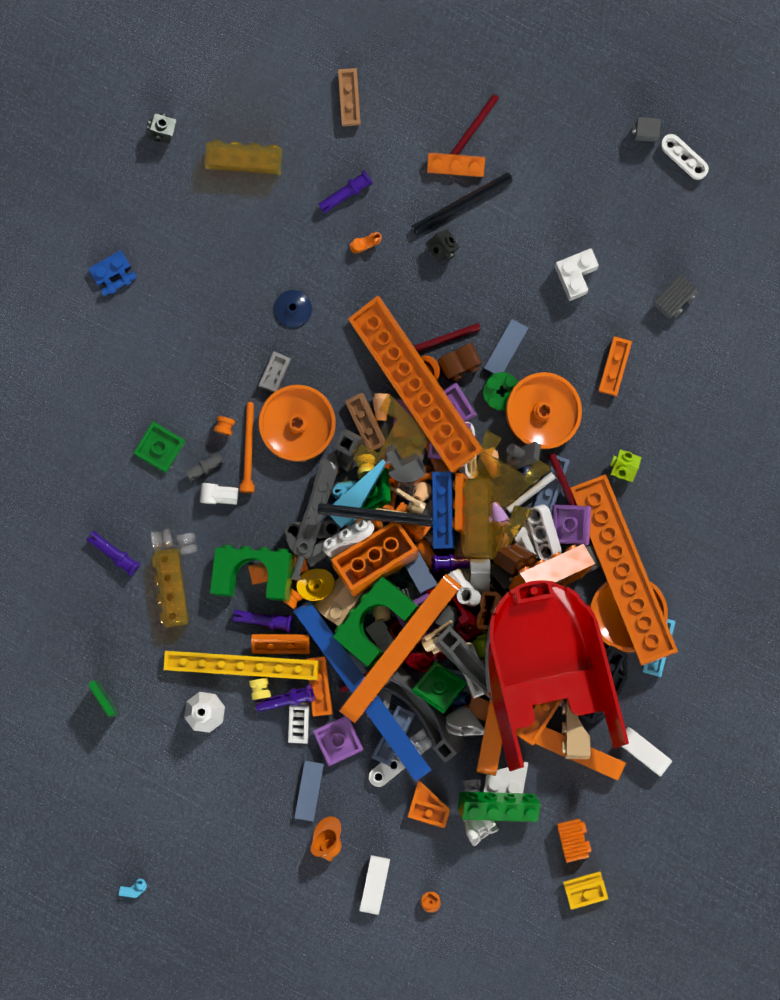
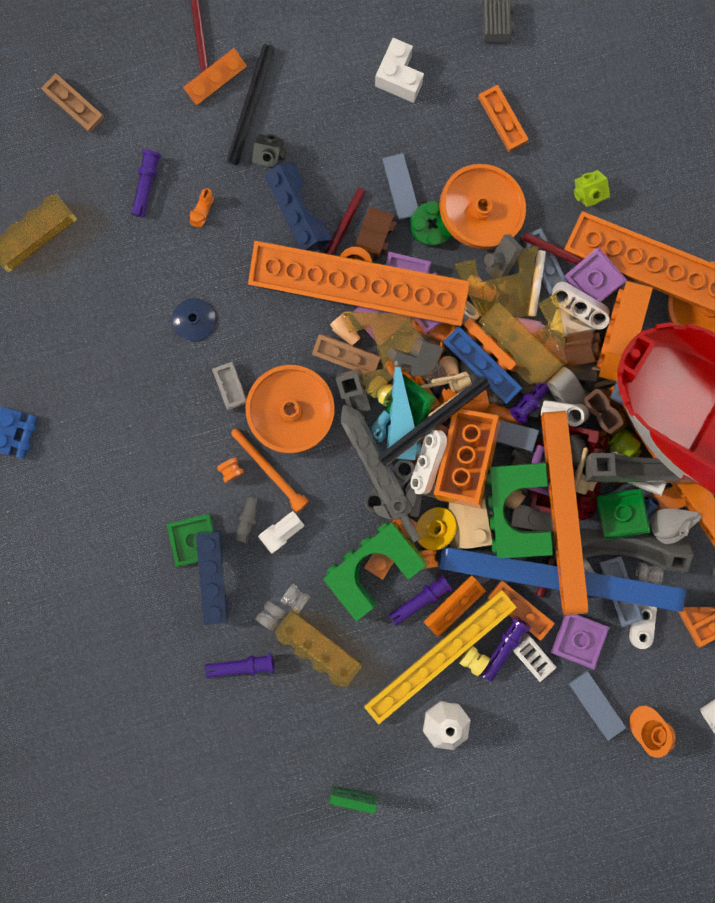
camera: 50 degrees left, 0 degrees up
(148, 480) = (211, 577): none -> dark blue arch
(417, 318) = (307, 229): none -> dark blue arch

